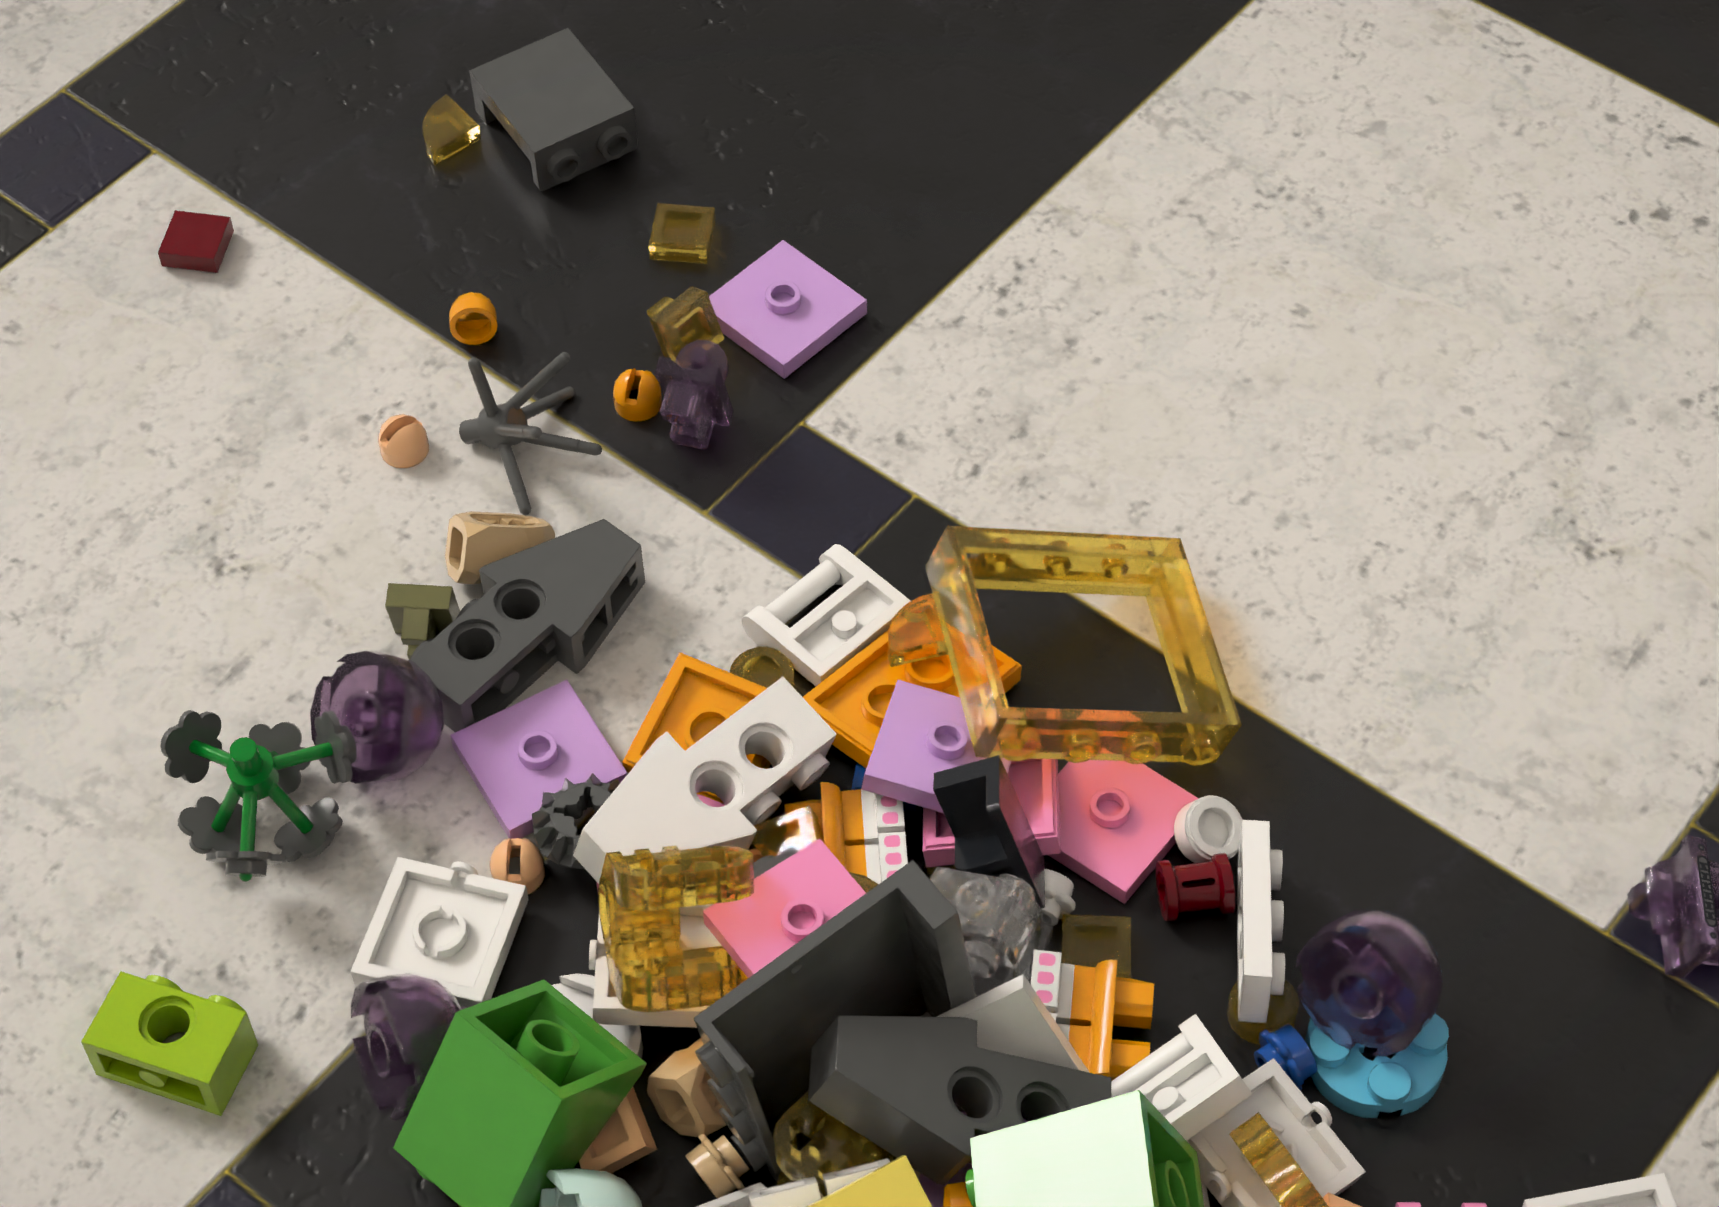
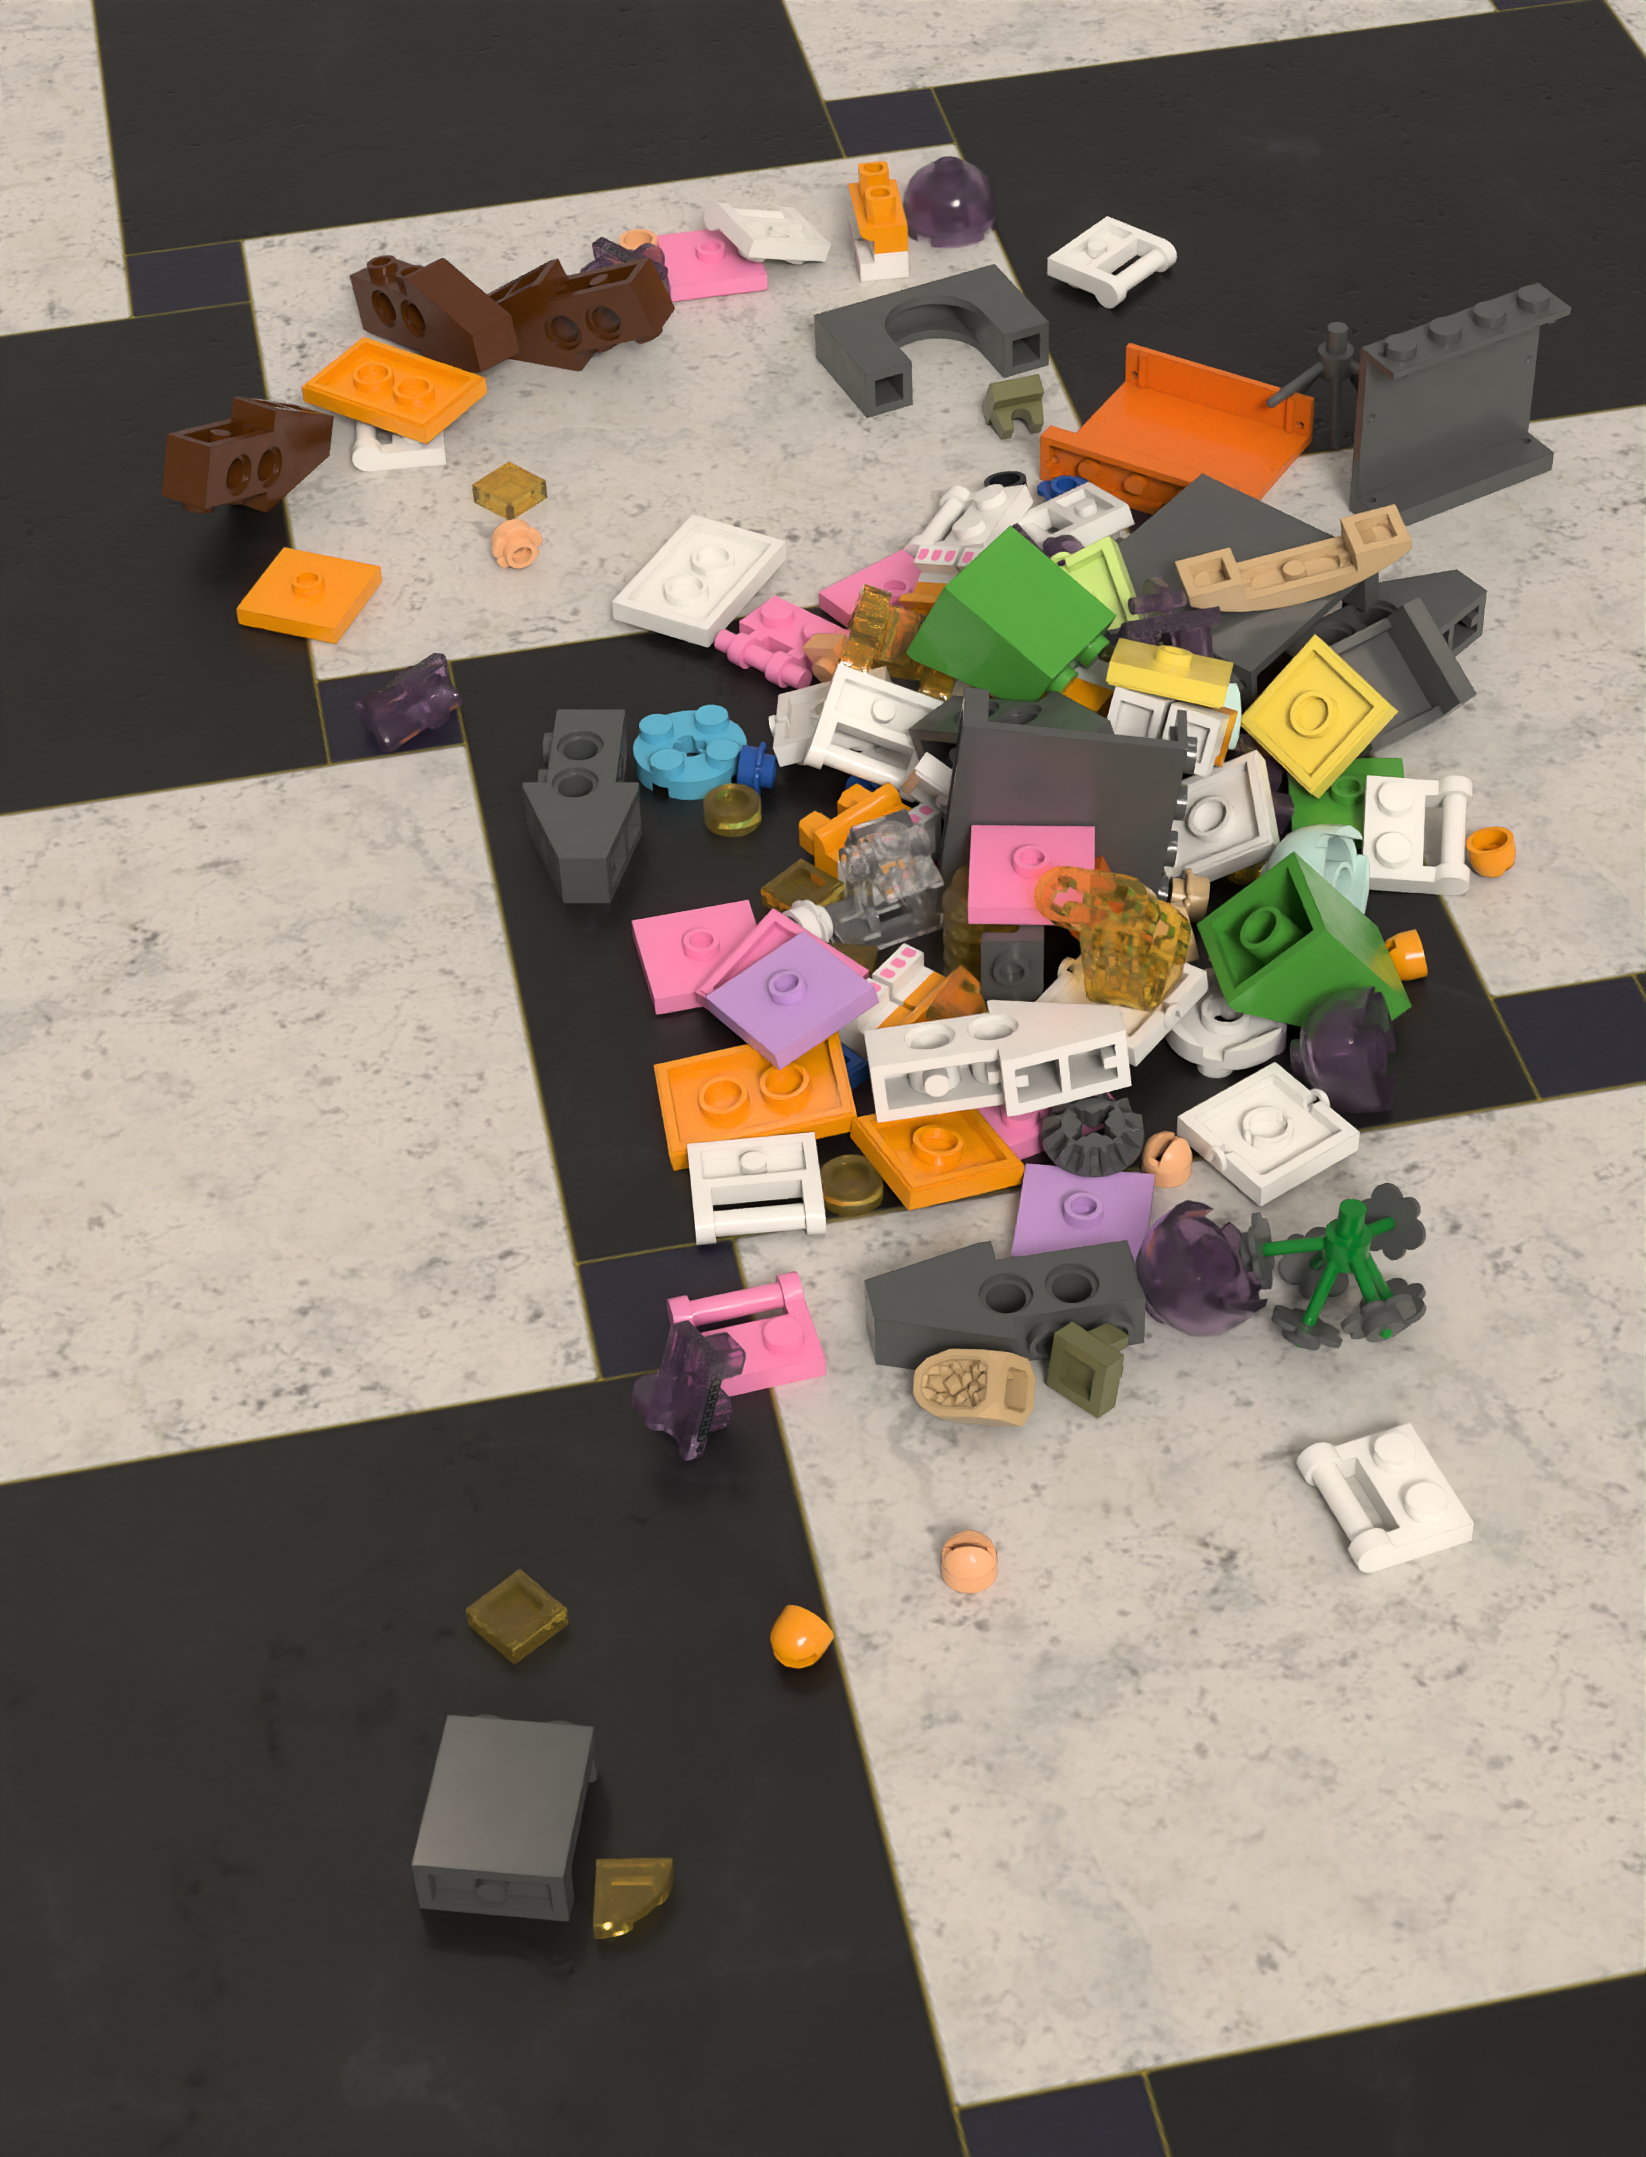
camera: 140 degrees left, 10 degrees down
(113, 686) = (1403, 1488): none -> white plate
(194, 1070) = (1534, 1166): lime brick -> none
(196, 241) = (1002, 1923): dark red tile -> none
(507, 424) = (869, 1494): dark grey plant -> none
(648, 398) = (725, 1477): light orange hinge -> none
(684, 321) = (624, 1488): clear yellow tile -> none
(706, 490) = (776, 1347): none -> bright pink plate
(785, 308) = (509, 1477): lavender plate -> none
(916, 633) = (711, 1106): clear yellow tile -> none
(989, 823) = (830, 893): black panel -> none
(1083, 566) = (506, 1061): clear yellow window -> none
(1195, 887) = (700, 874): dark red bush -> none
(1208, 828) = (649, 901): white tile -> none
(1258, 922) = (692, 819): white plate -> none
(1346, 849) = (582, 807): none -> dark grey brick
(1370, 980) = (667, 722): clear purple cylinder -> none

